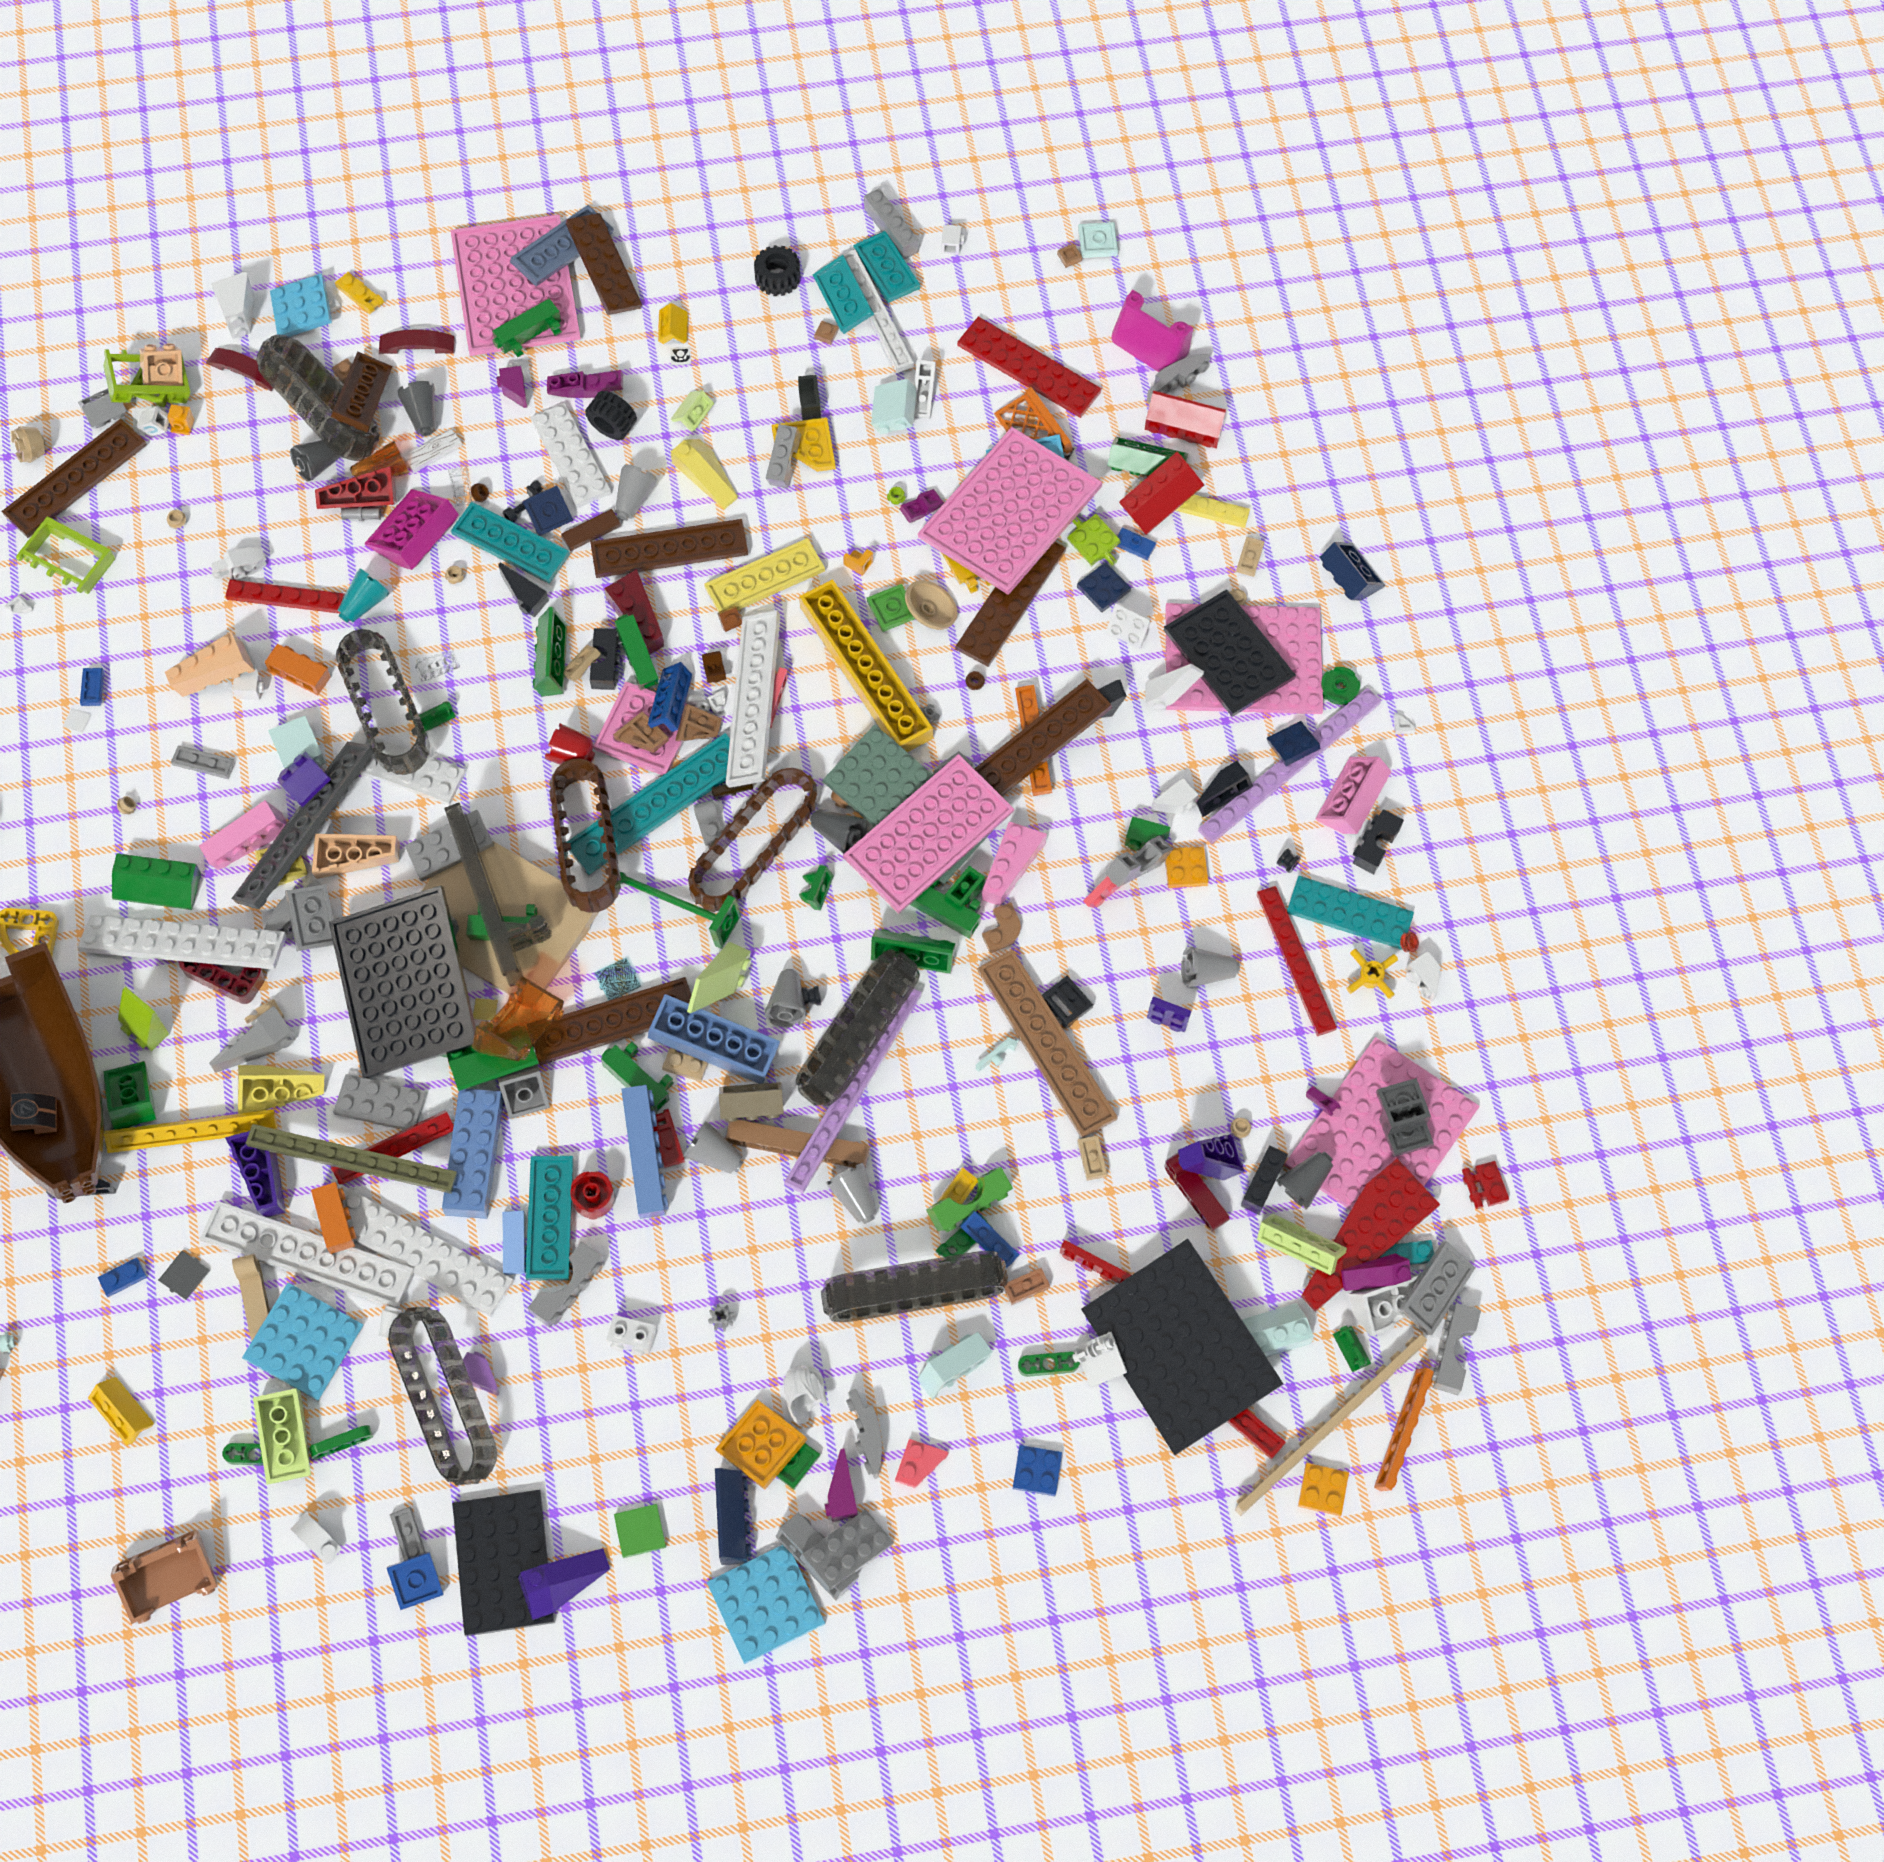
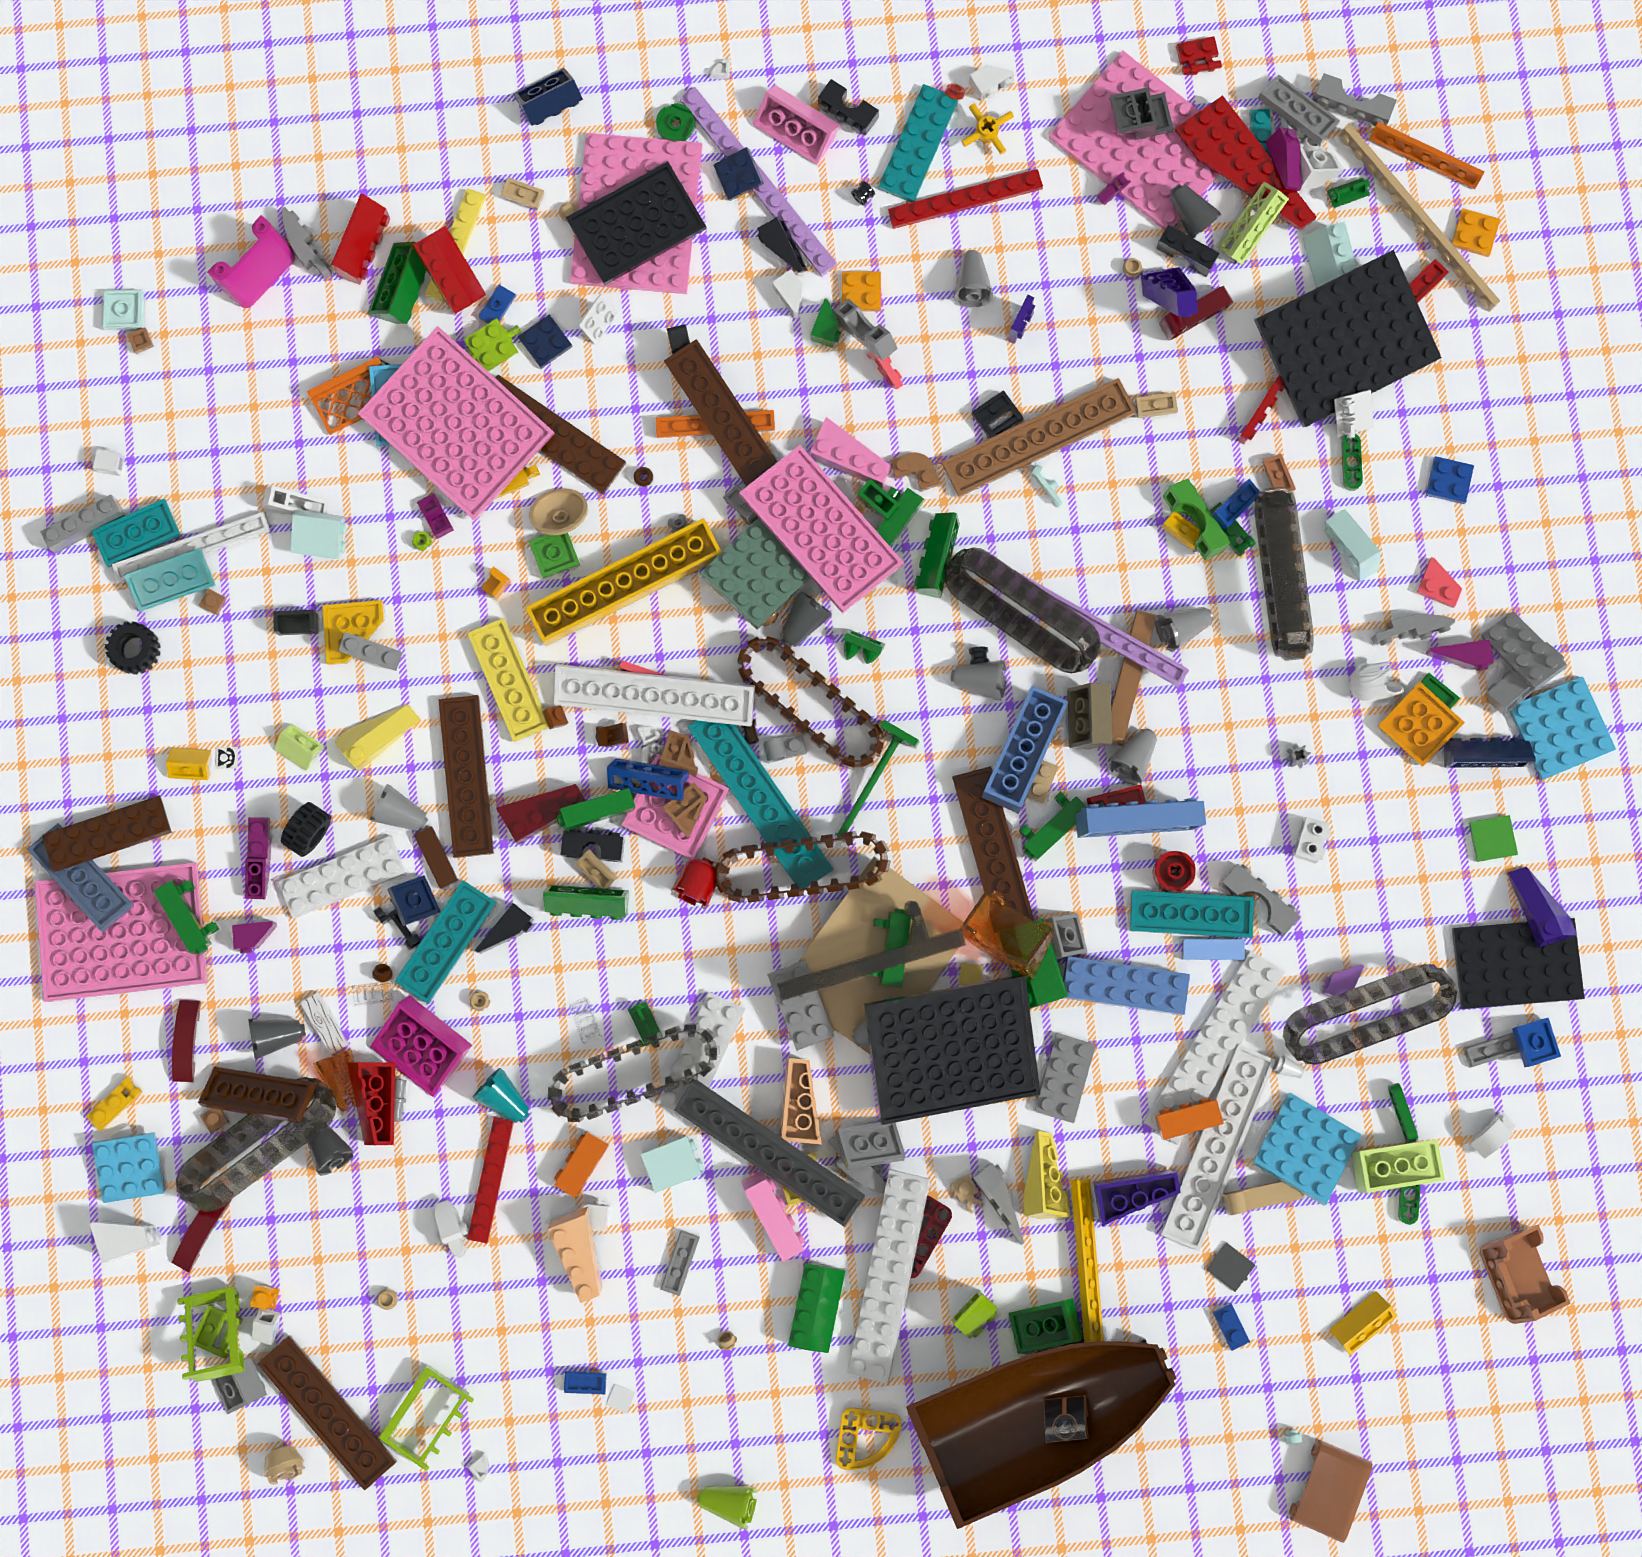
camera: 80 degrees left, 15 degrees up
(161, 365) = (202, 1316): light nougat plate -> none
(303, 778) = (716, 1153): dark purple slope -> none
(352, 1158) = (1136, 1099): olive plate -> none
(404, 1142) = (1115, 1064): red plate -> none
(617, 979) = (947, 844): clear light blue piece -> none
(720, 977) = (957, 735): yellowish green slope -> none
(1029, 367) = (274, 394): red plate -> none
(1170, 686) = (673, 286): white slope -> none

